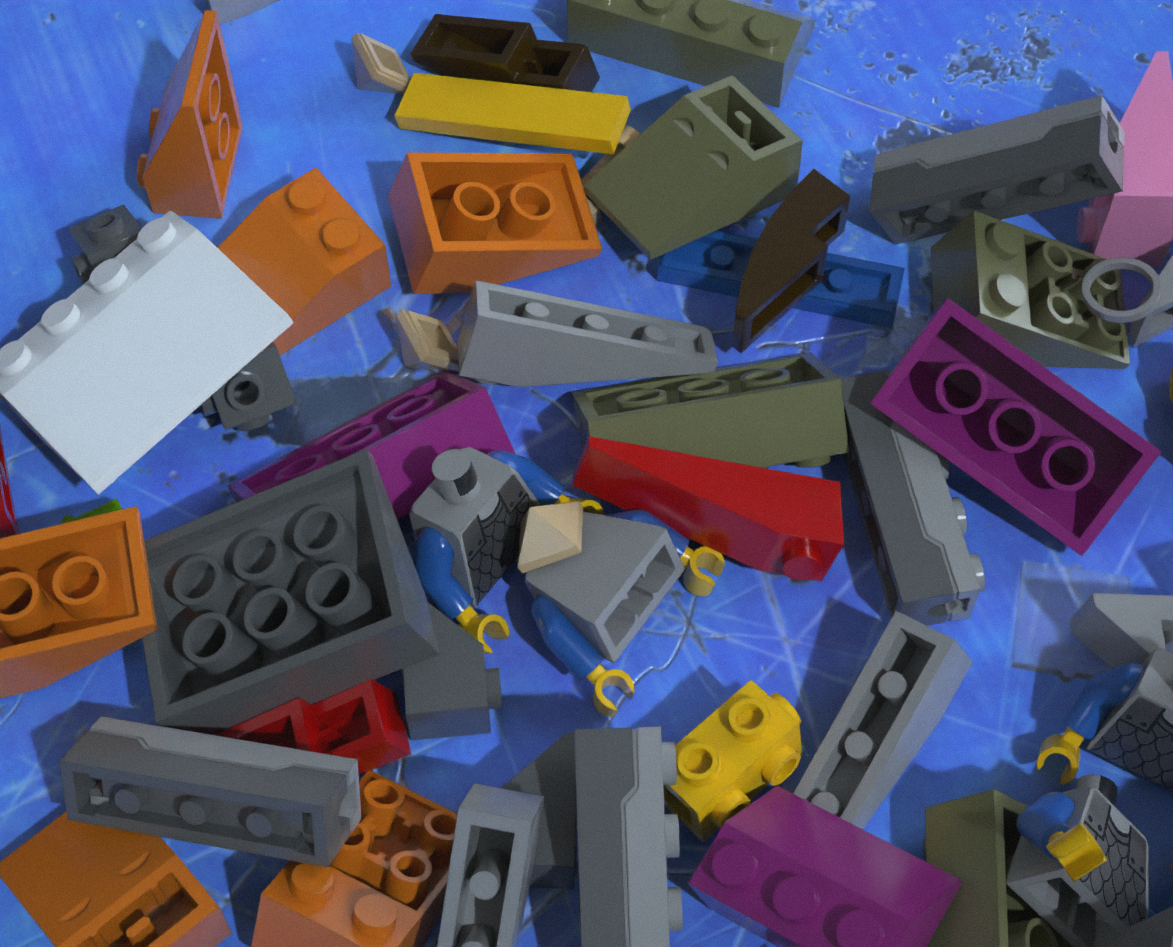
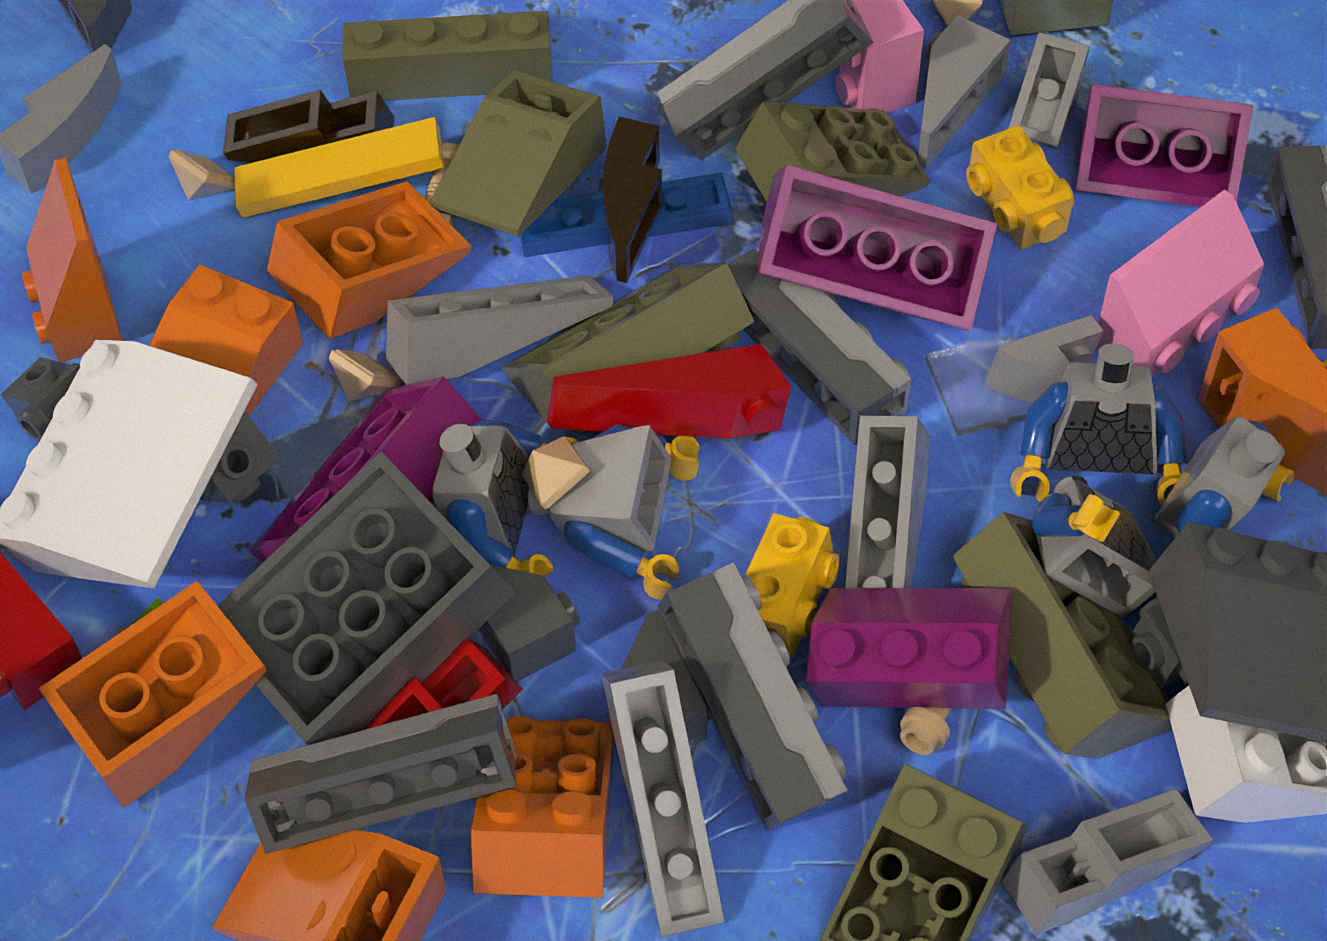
camera: 25 degrees left, 5 degrees down
(1128, 315) = (907, 143): light grey piece -> none

